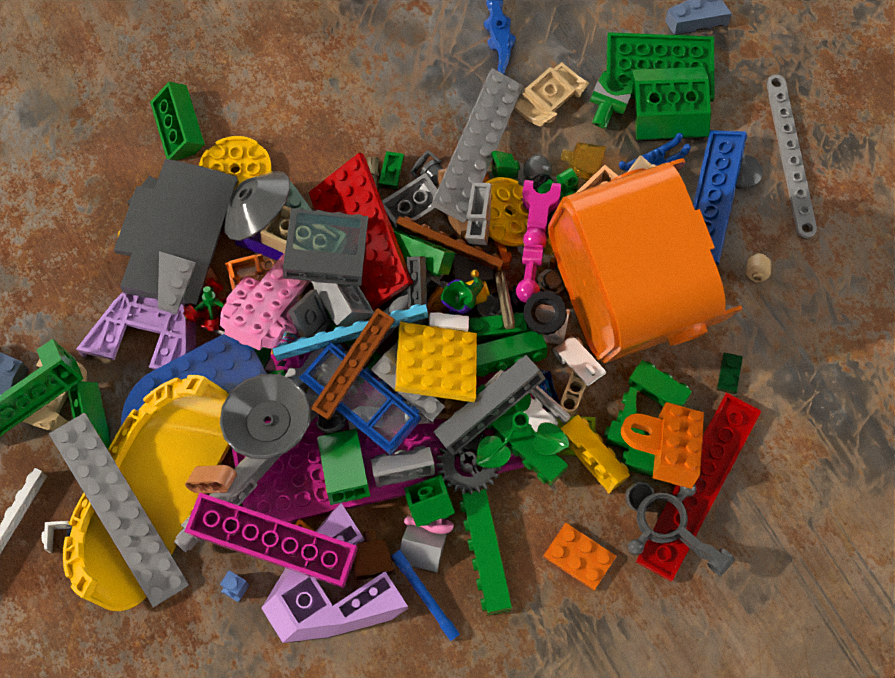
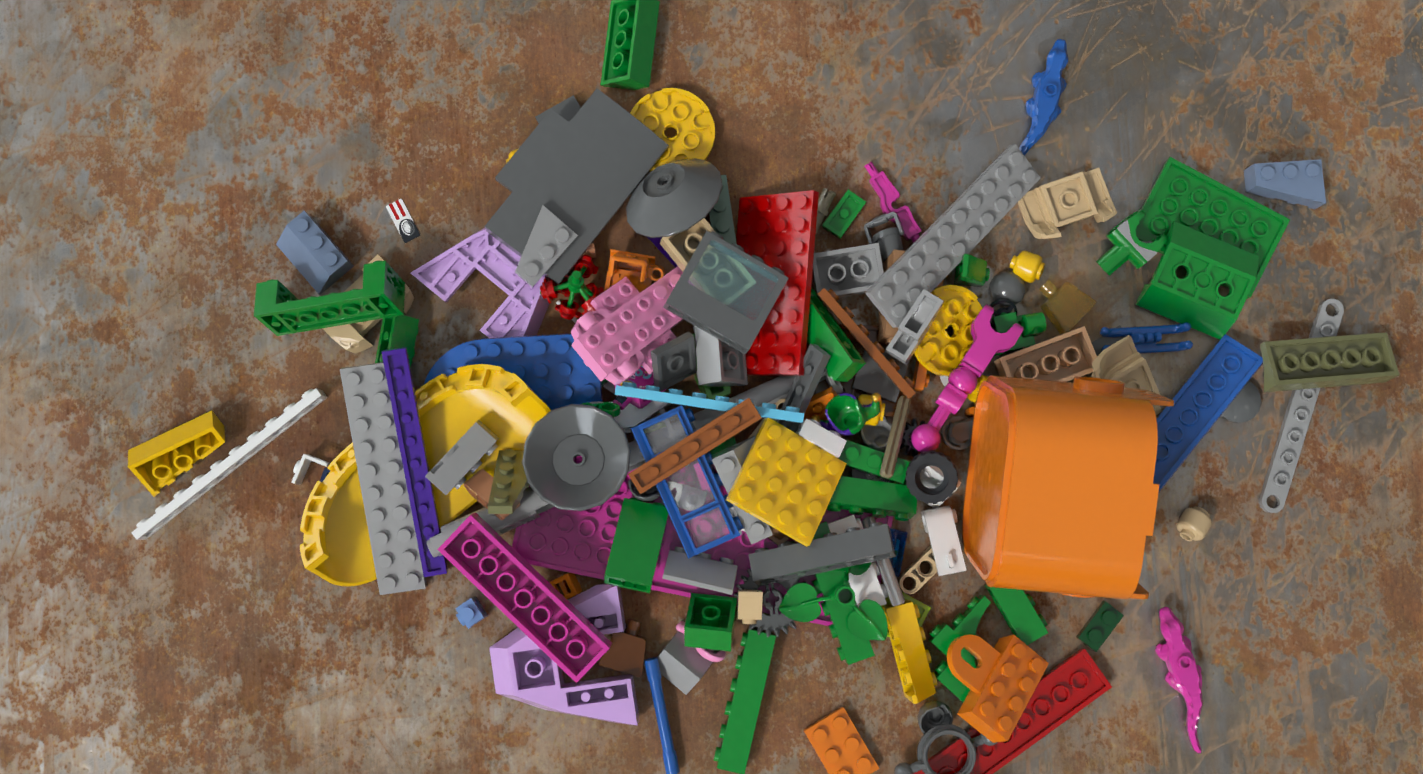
camera: 20 degrees right, 15 degrees up
(54, 320) = (403, 220): none -> sticker
(137, 482) = (413, 456): none -> dark purple plate
(176, 463) = (463, 457): none -> light grey wedge
(220, 459) = (507, 483): none -> olive wing
(418, 144) = (888, 195): none -> dark pink piece
(452, 468) = (750, 606): none -> tan slope
(544, 145) = (1027, 266): none -> yellow head
(791, 116) = (1327, 362): none -> olive arch
(808, 376) = (1183, 672): none -> dark pink animal

